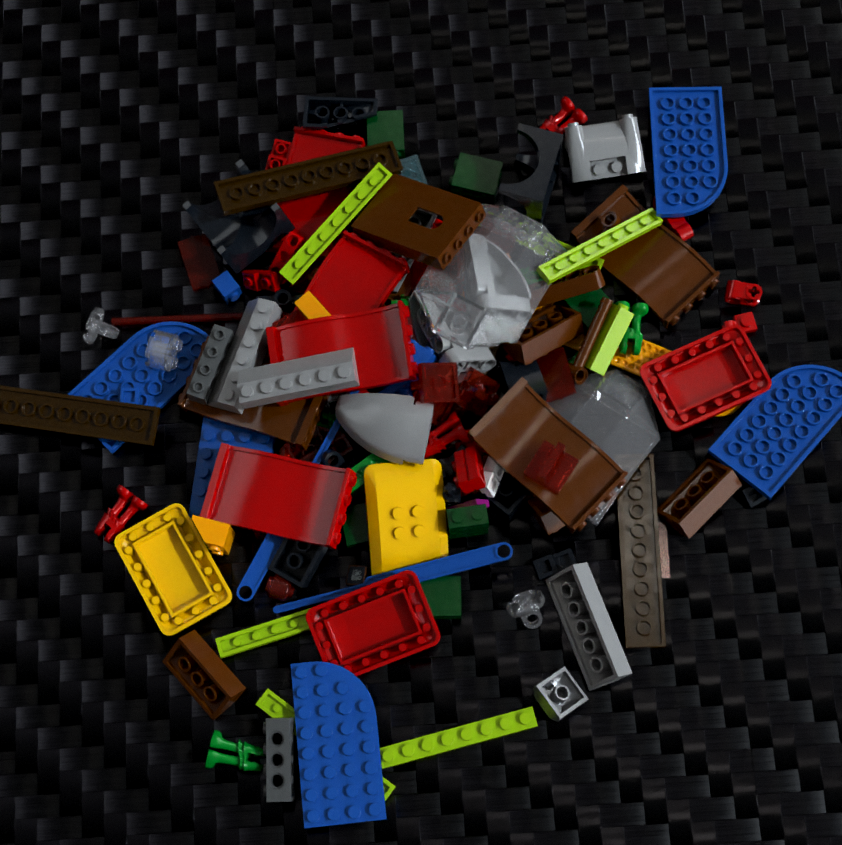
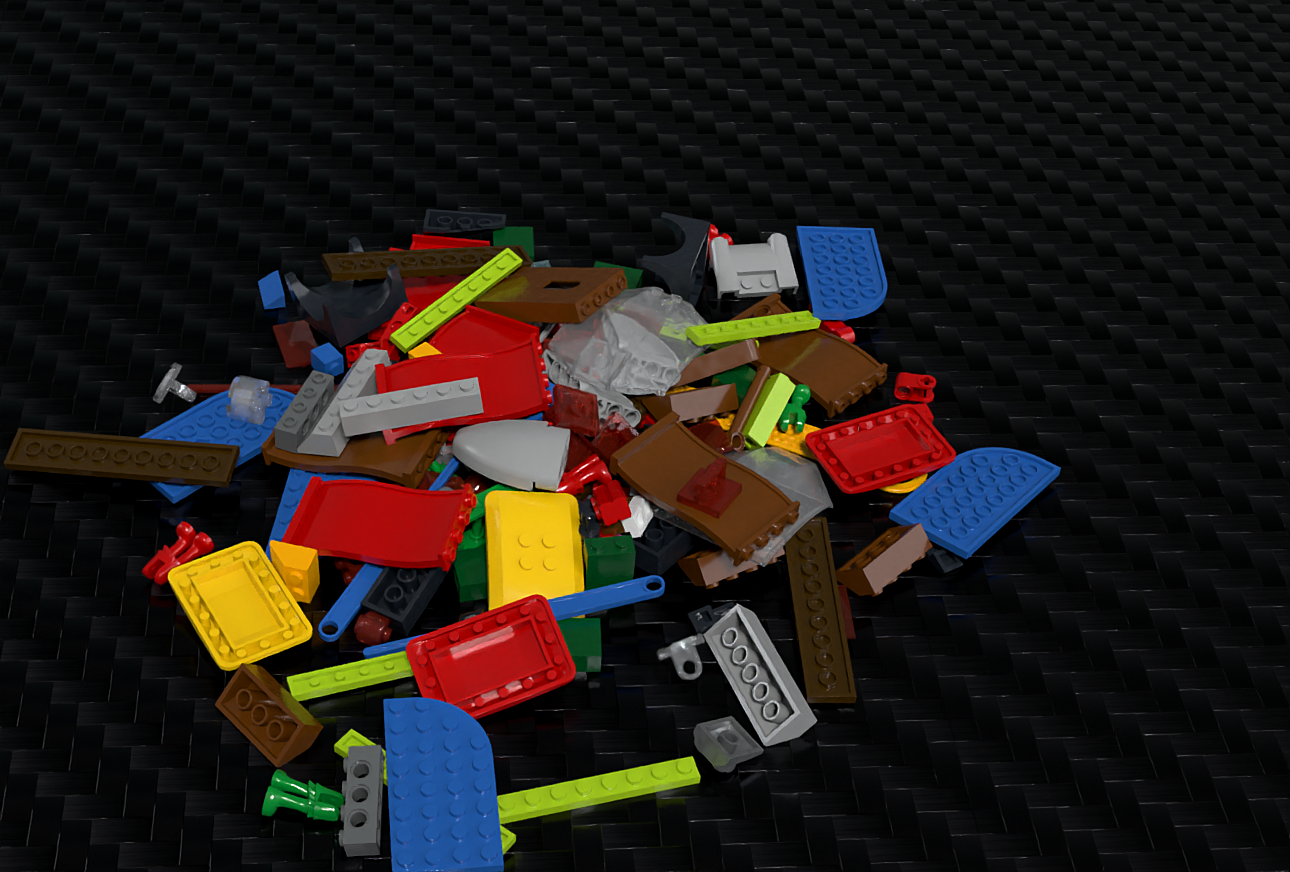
camera: 10 degrees left, 30 degrees down
(173, 199) = (272, 291): none -> blue slope

